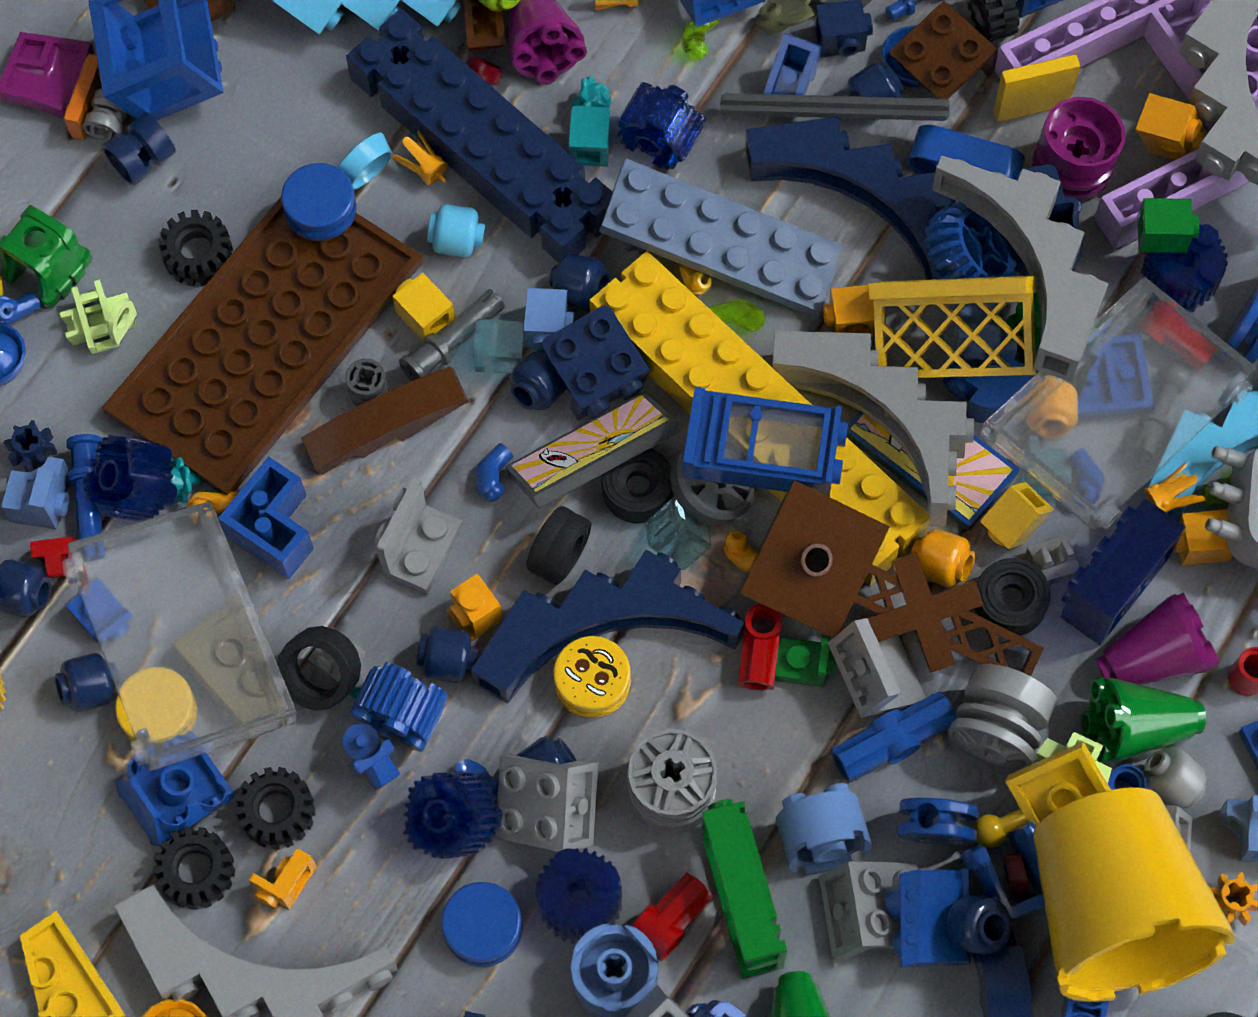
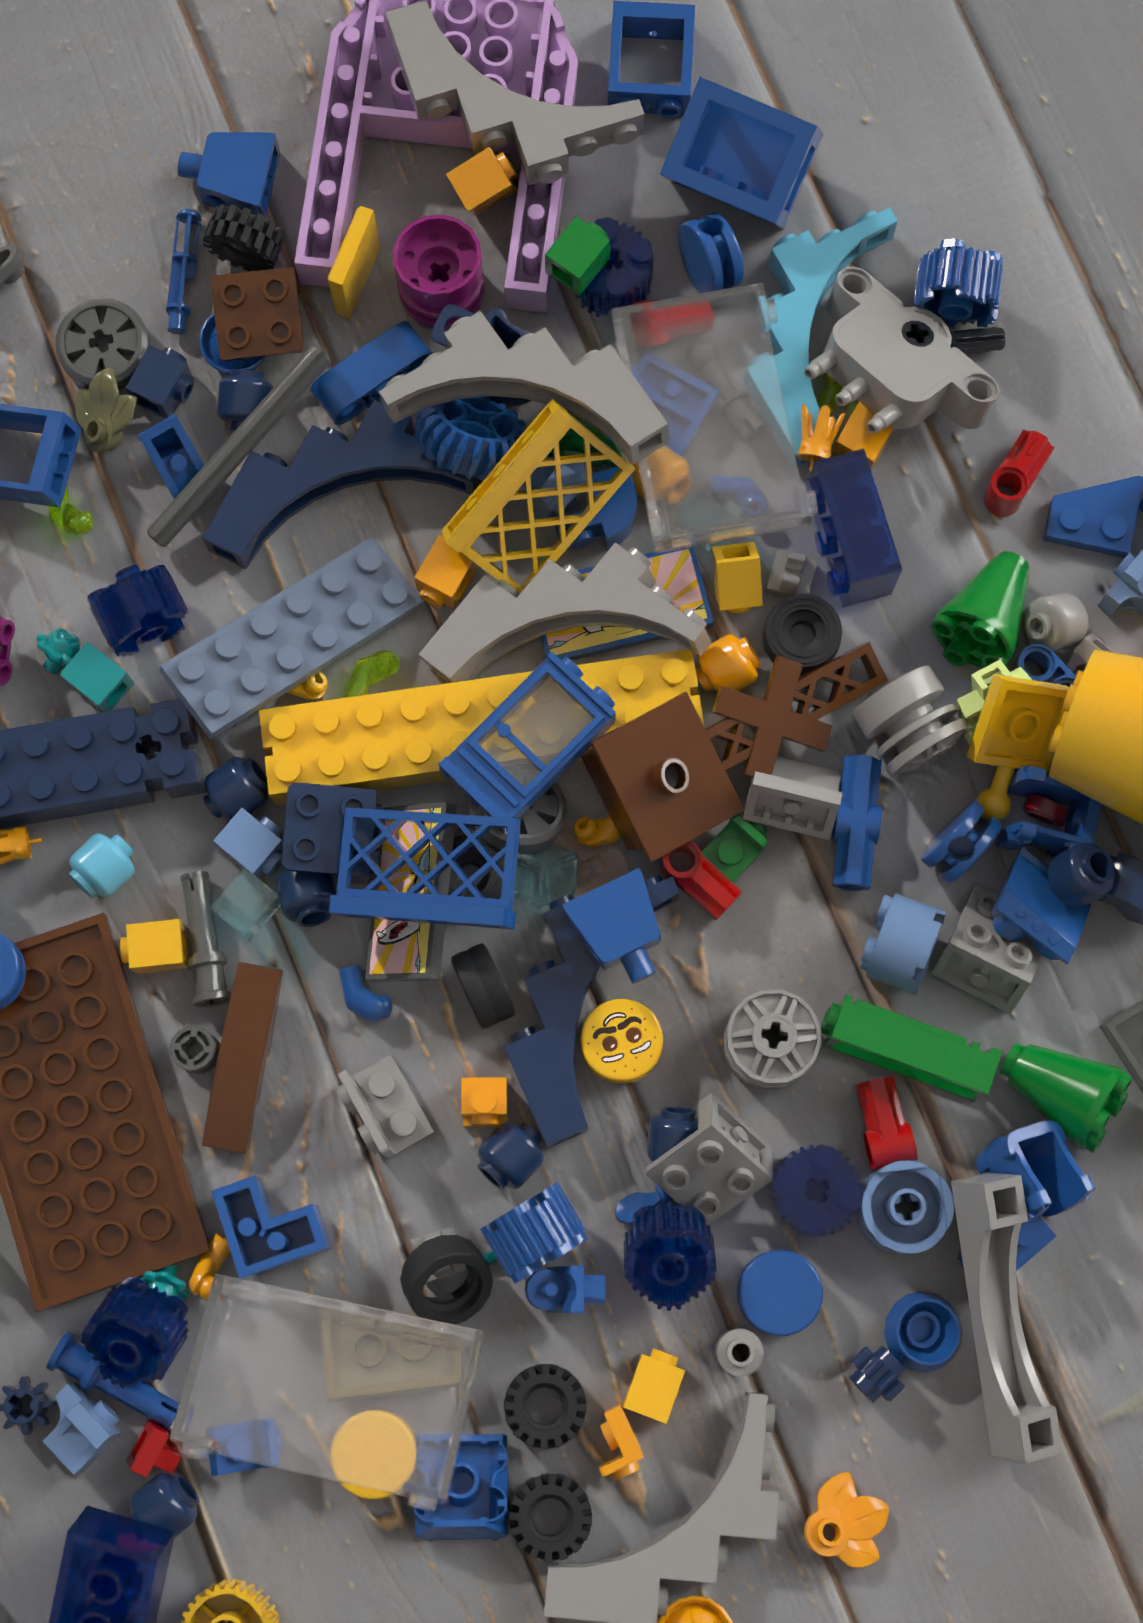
camera: 55 degrees left, 10 degrees up
(85, 683) = (303, 1505): dark blue head -> none
(344, 877) = (654, 1385): none -> yellow brick
(416, 932) = (724, 1348): none -> light grey brick
(588, 460) = (433, 907): none -> blue fence
(675, 602) = (617, 924): none -> blue torso
(1160, 646) = (936, 547): magenta cone -> none

